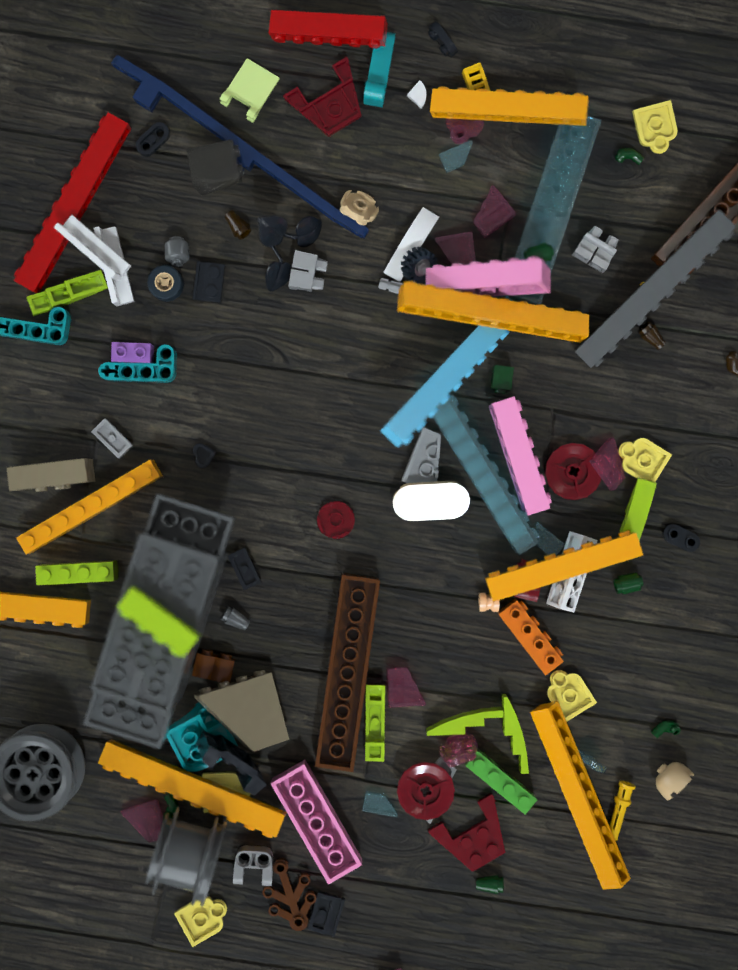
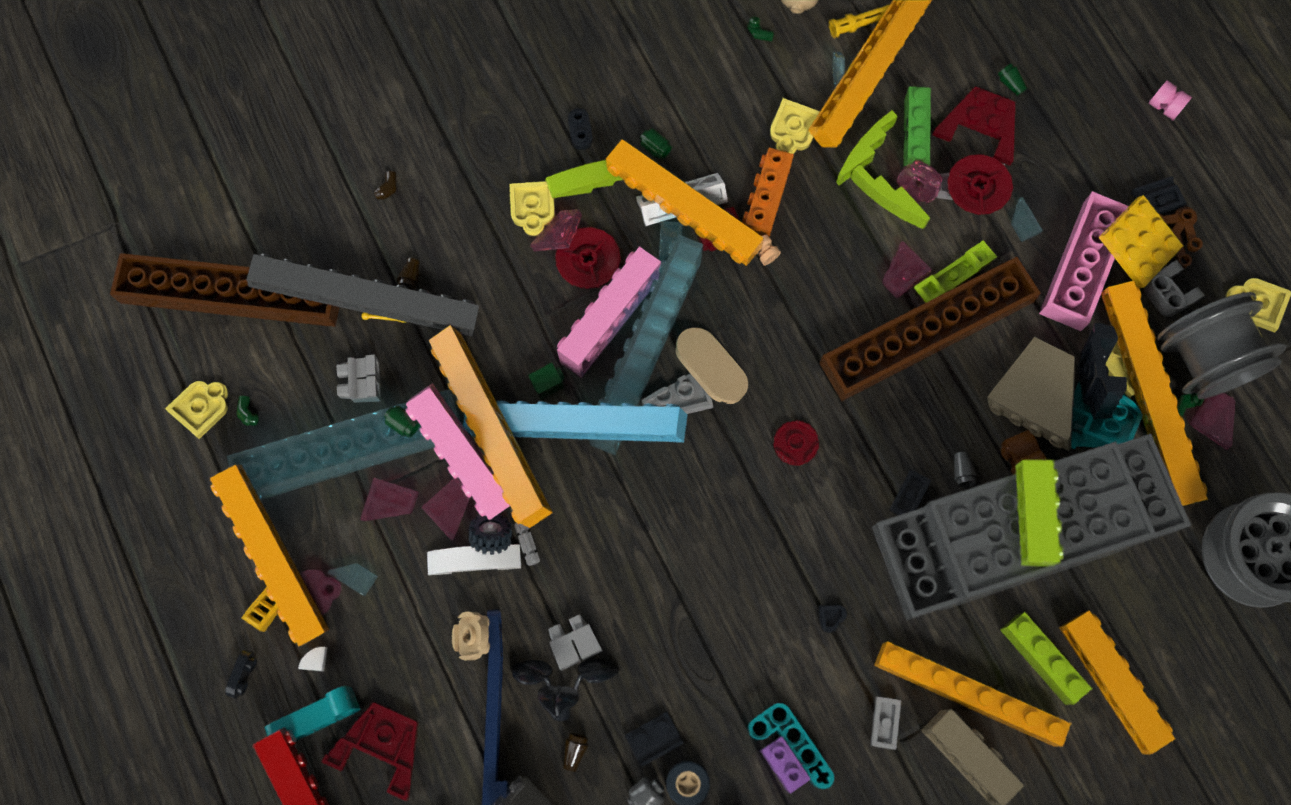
camera: 125 degrees left, 15 degrees down
(301, 869) = (1141, 241): none -> yellow plate

